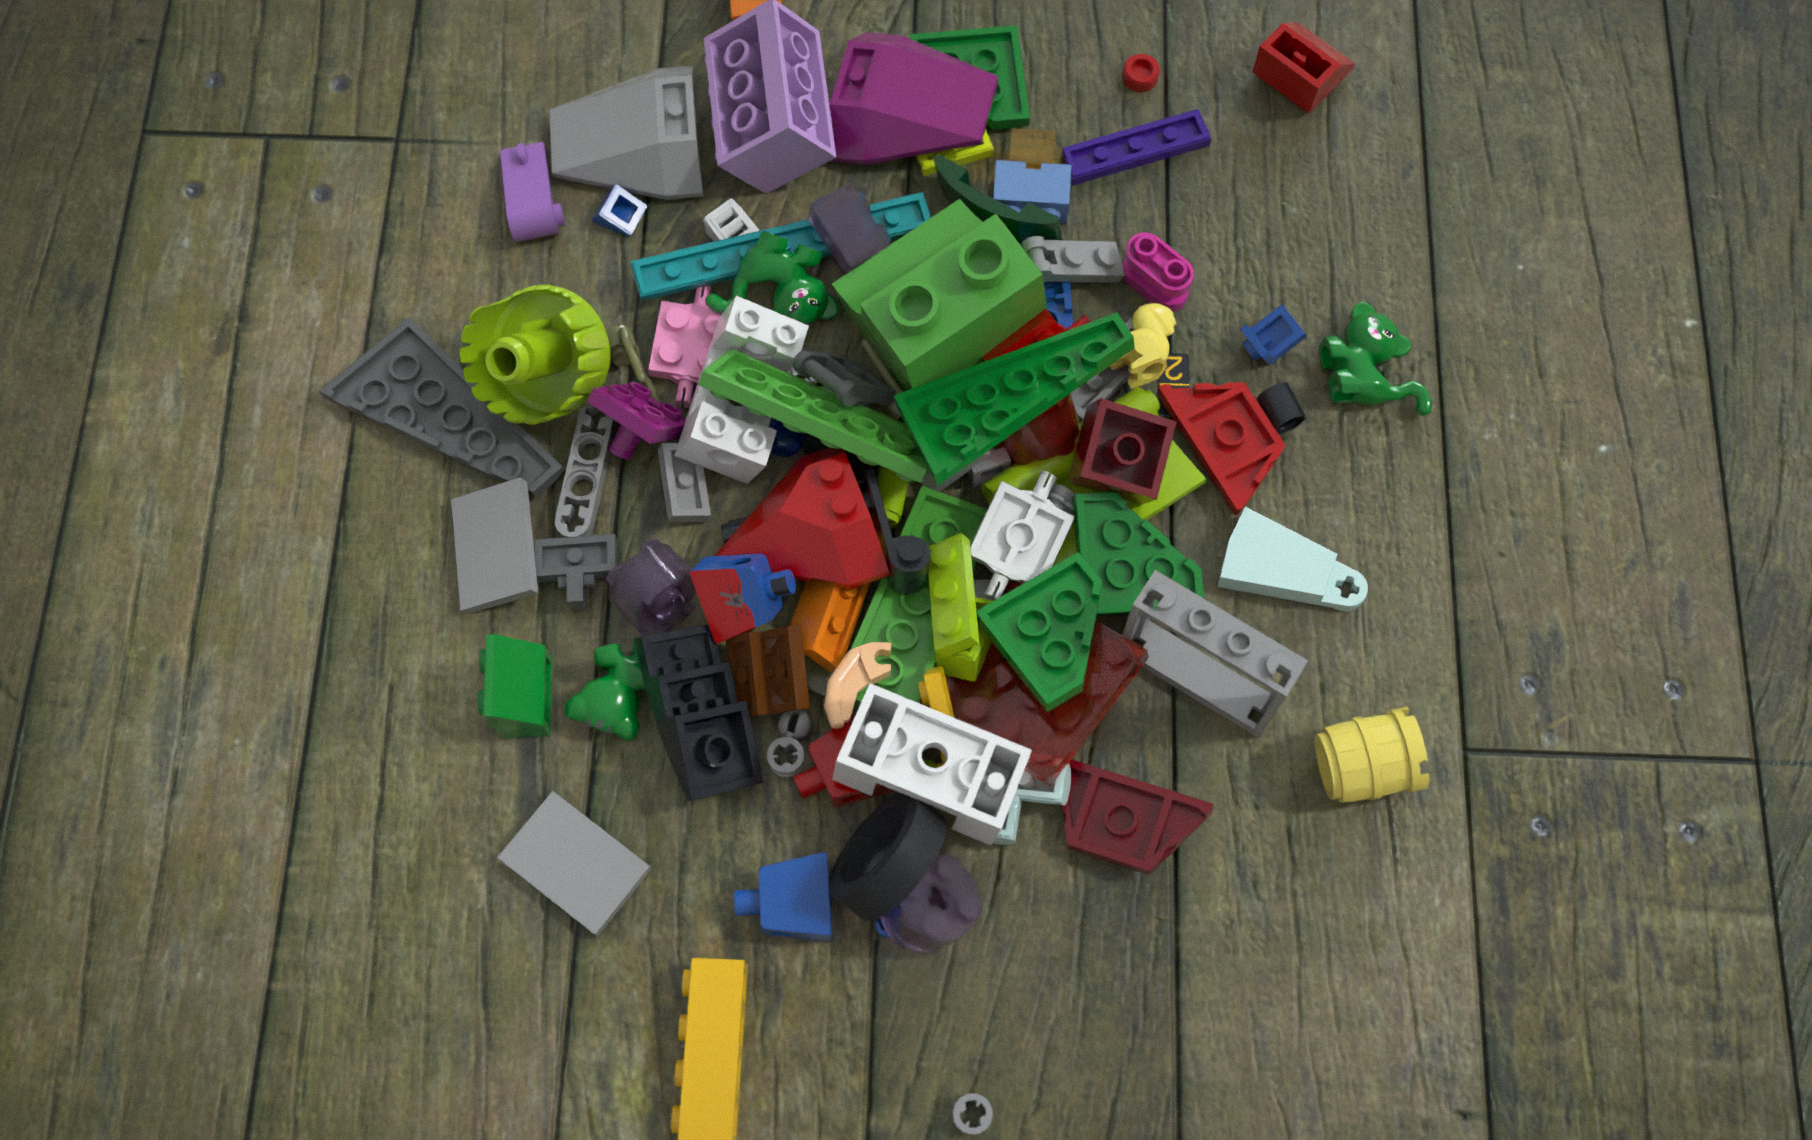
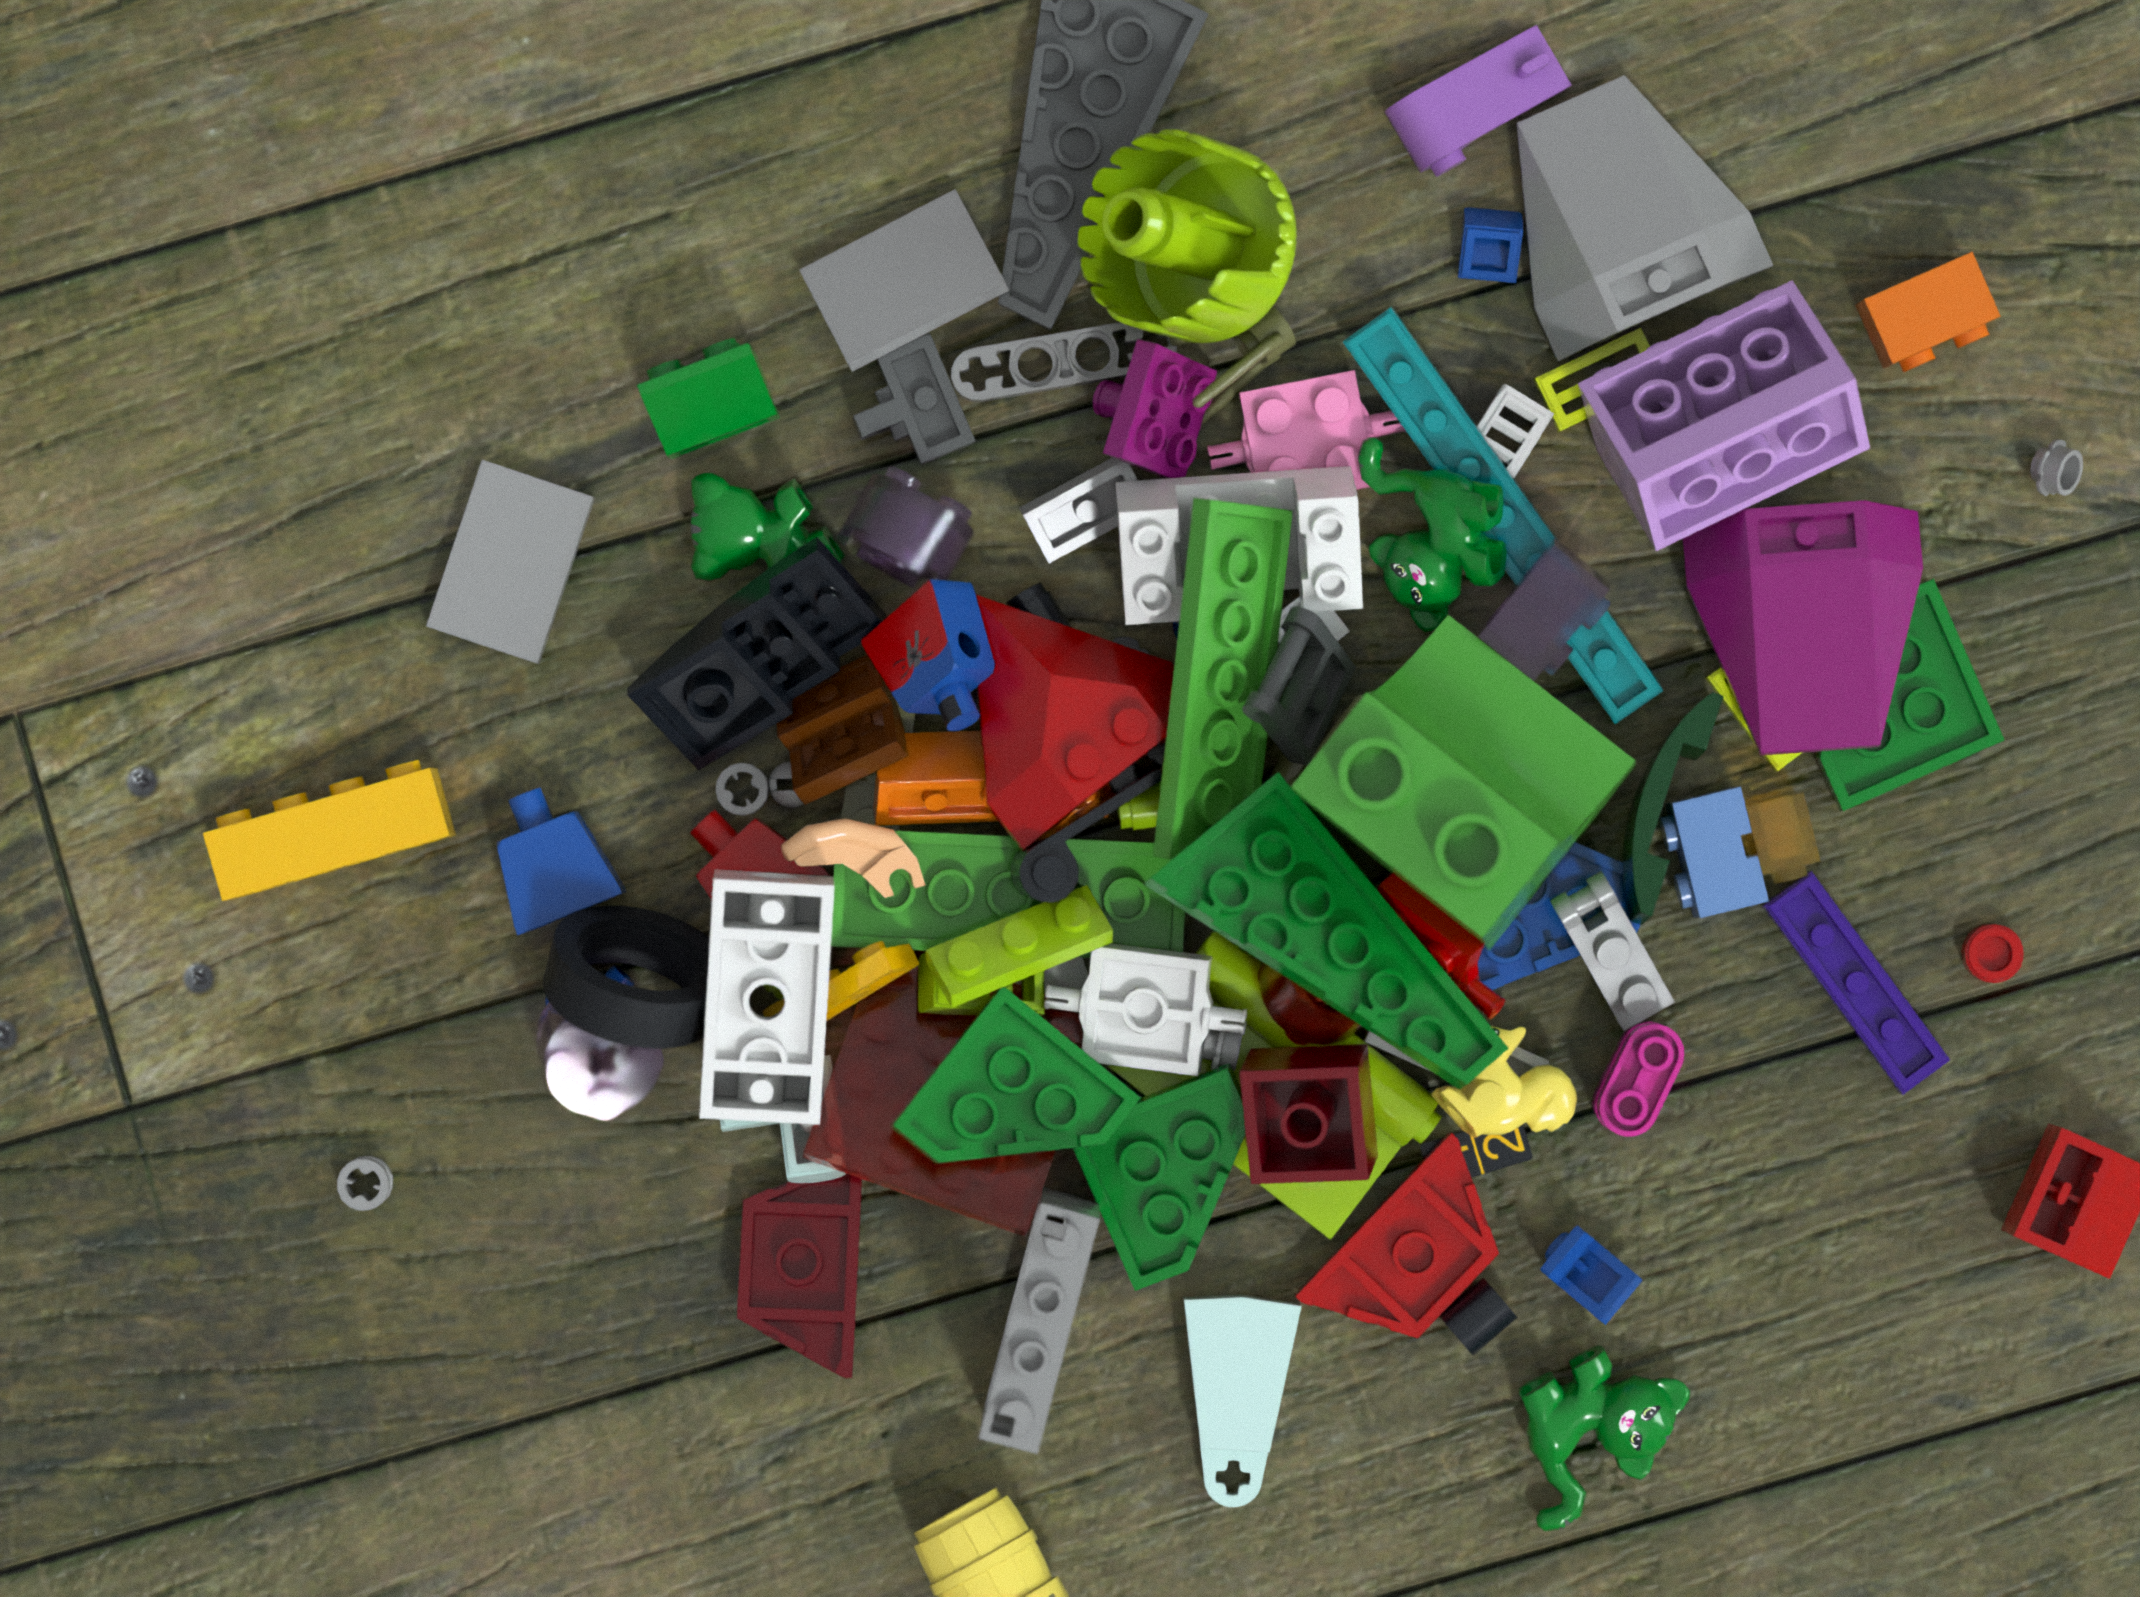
camera: 75 degrees right, 20 degrees up
(712, 203) = (1554, 401): none -> neon yellow tile

